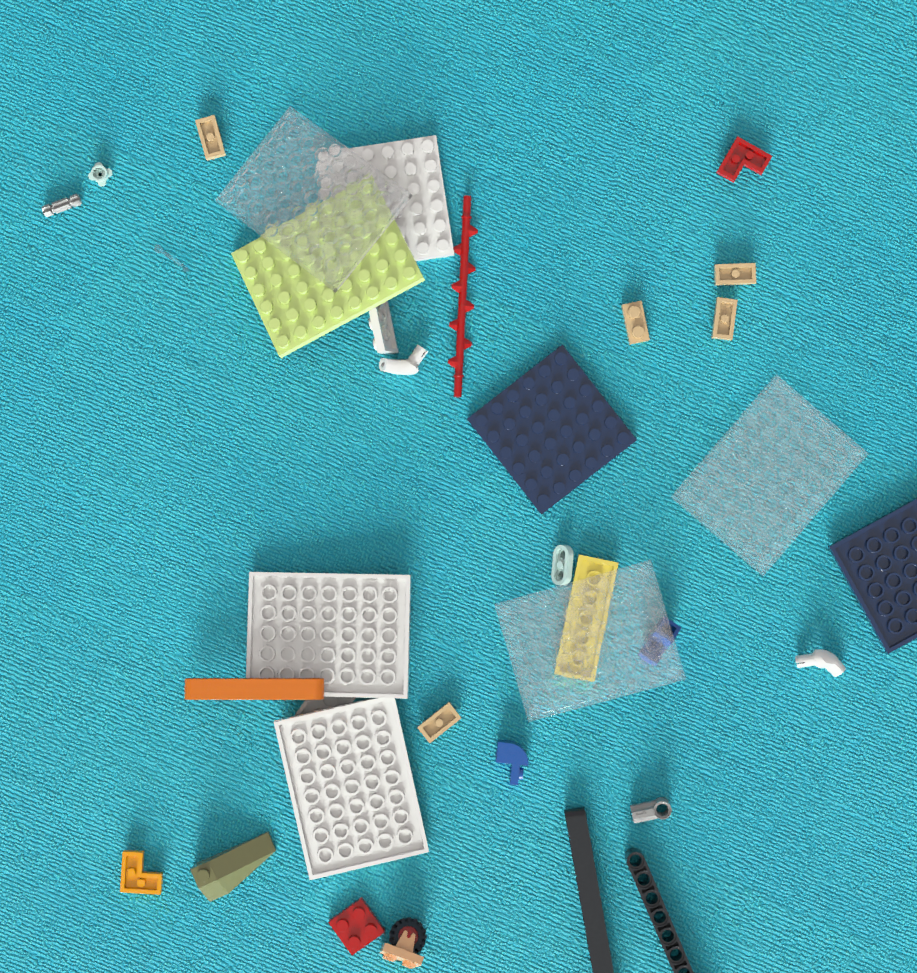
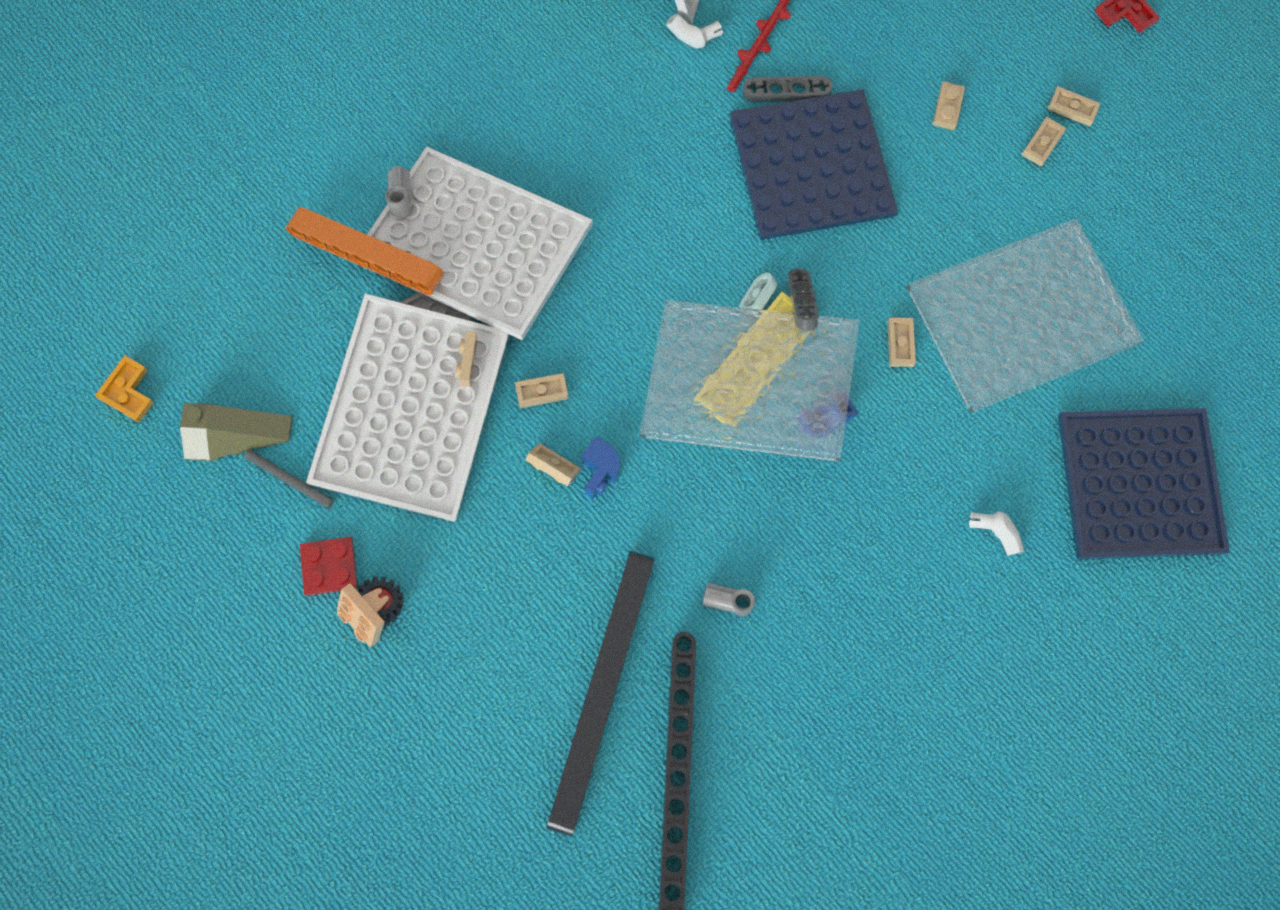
camera: 20 degrees right, 15 degrees down
(252, 624) = (399, 192): none -> light grey piece
(289, 878) = (289, 479): none -> dark grey bar
(373, 727) = (468, 348): none -> tan plate
(477, 774) = (553, 464): none -> tan plate
(500, 371) = (786, 85): none -> dark grey beam
(599, 559) = (803, 294): none -> dark grey beam
(686, 548) = (901, 342): none -> tan plate

